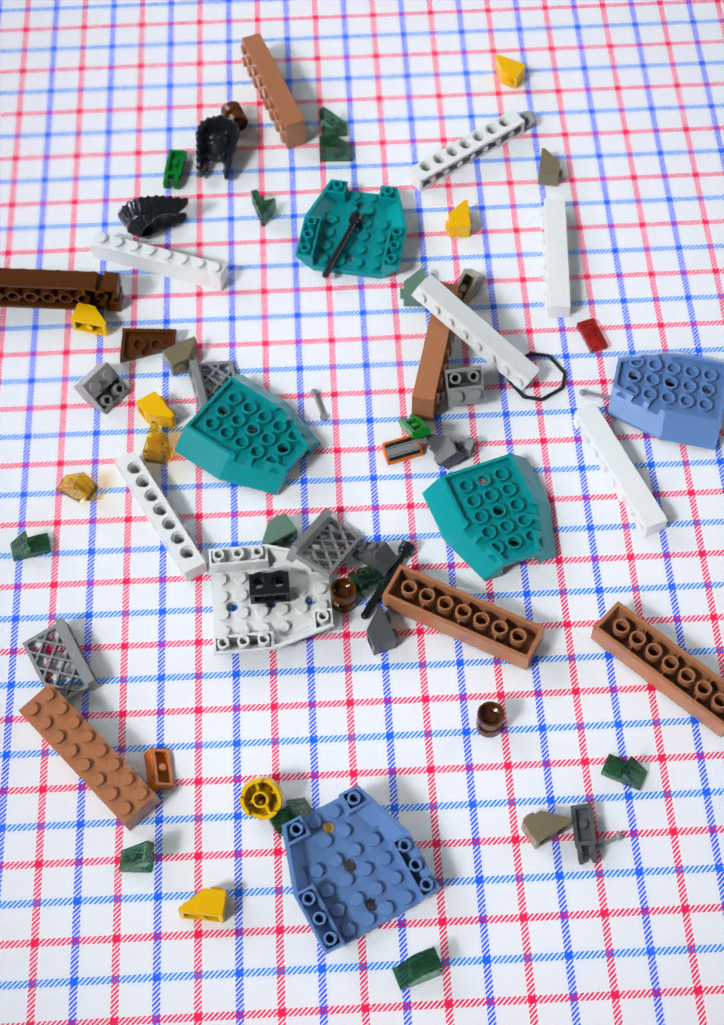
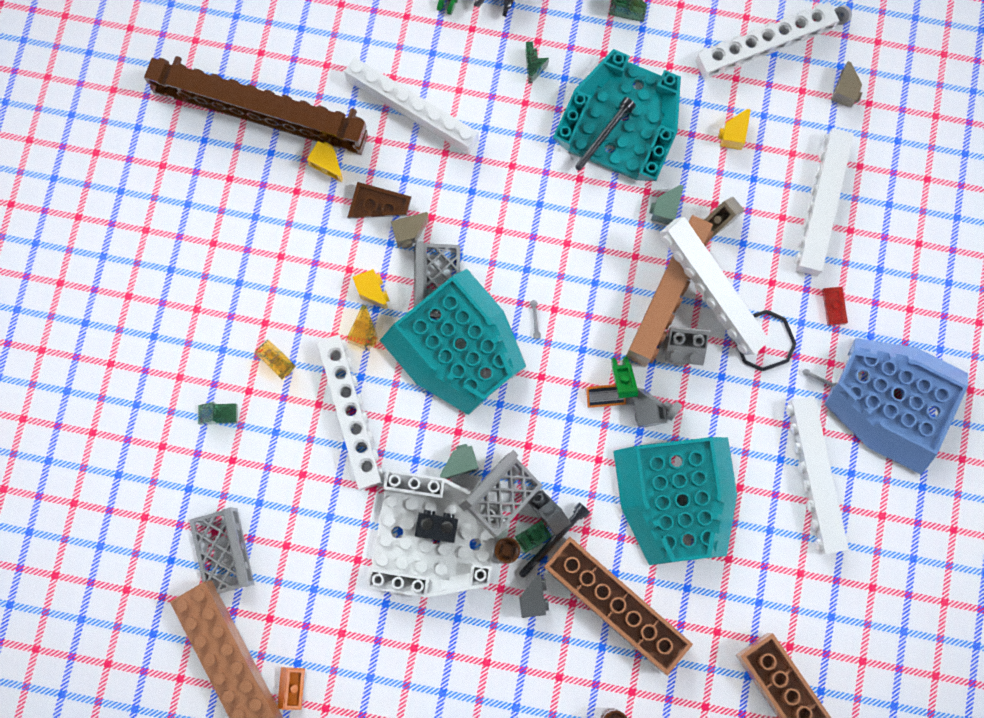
camera: 10 degrees right, 20 degrees up
(102, 387) = (322, 247): light grey slope -> none
(150, 214) = (409, 50): black piece -> none

